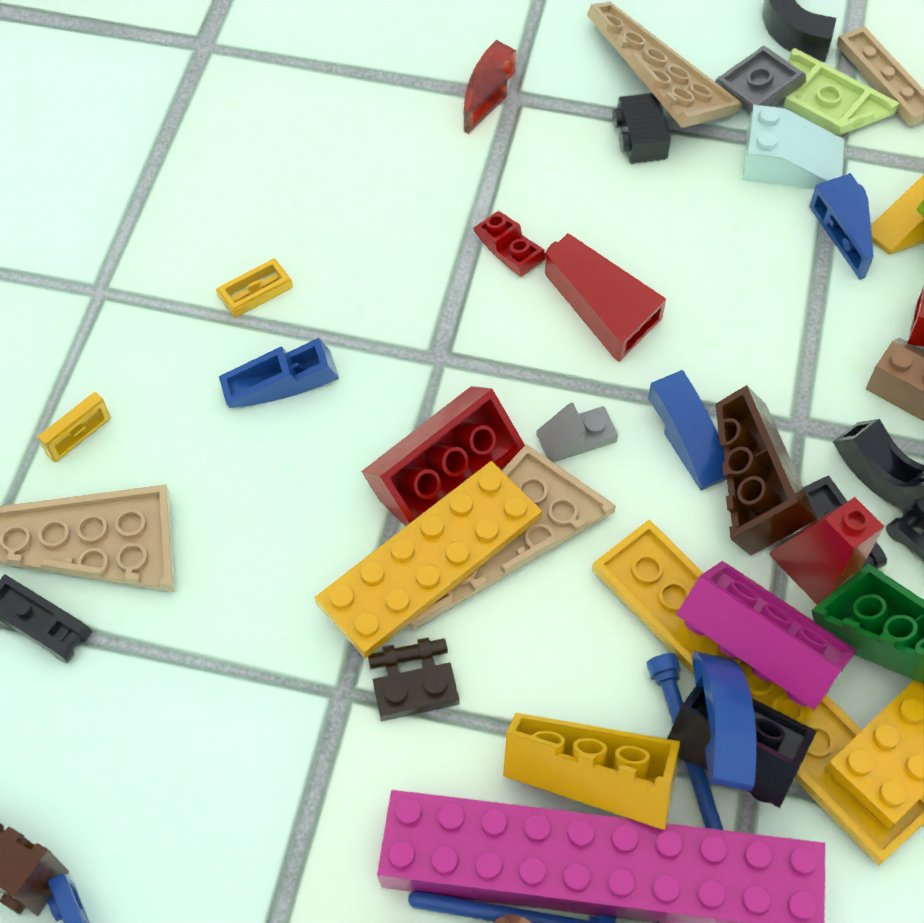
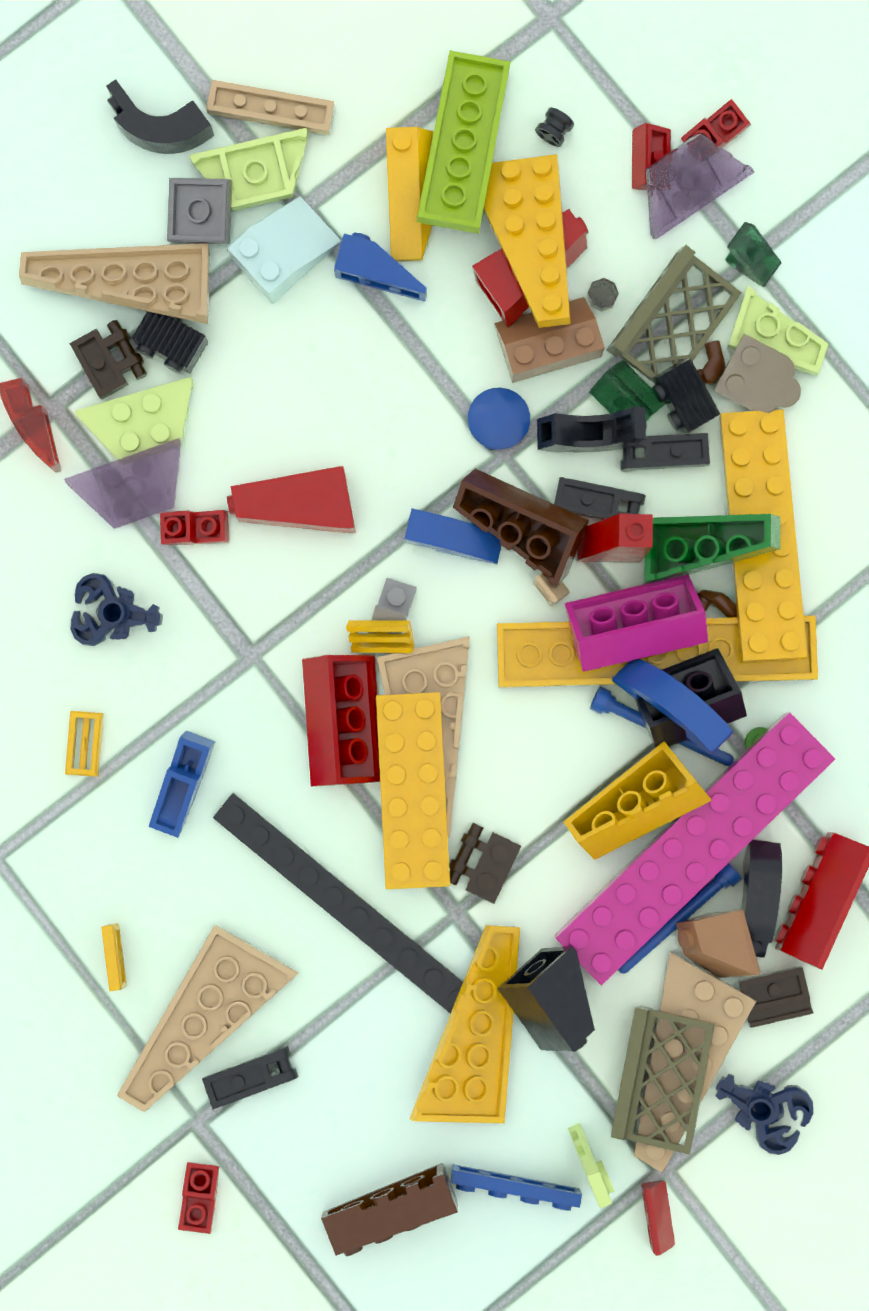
camera: 50 degrees left, 25 degrees up
(203, 807) = (473, 1055): none -> yellow wing
(270, 603) = (339, 901): none -> black plate
(321, 834) = (551, 999): none -> black slope
(386, 230) = (113, 612): none -> dark blue animal
(504, 178) = (131, 485): none -> clear purple wing
(529, 419) = (381, 641): none -> yellow tile
(560, 155) = (140, 419): none -> yellowish green wing
(576, 101) = (99, 363): none -> dark brown plate
(721, 545) = (550, 592): none -> tan slope
(825, 397) = (498, 418): none -> blue dish
(857, 698) = (717, 600): none -> reddish brown arm

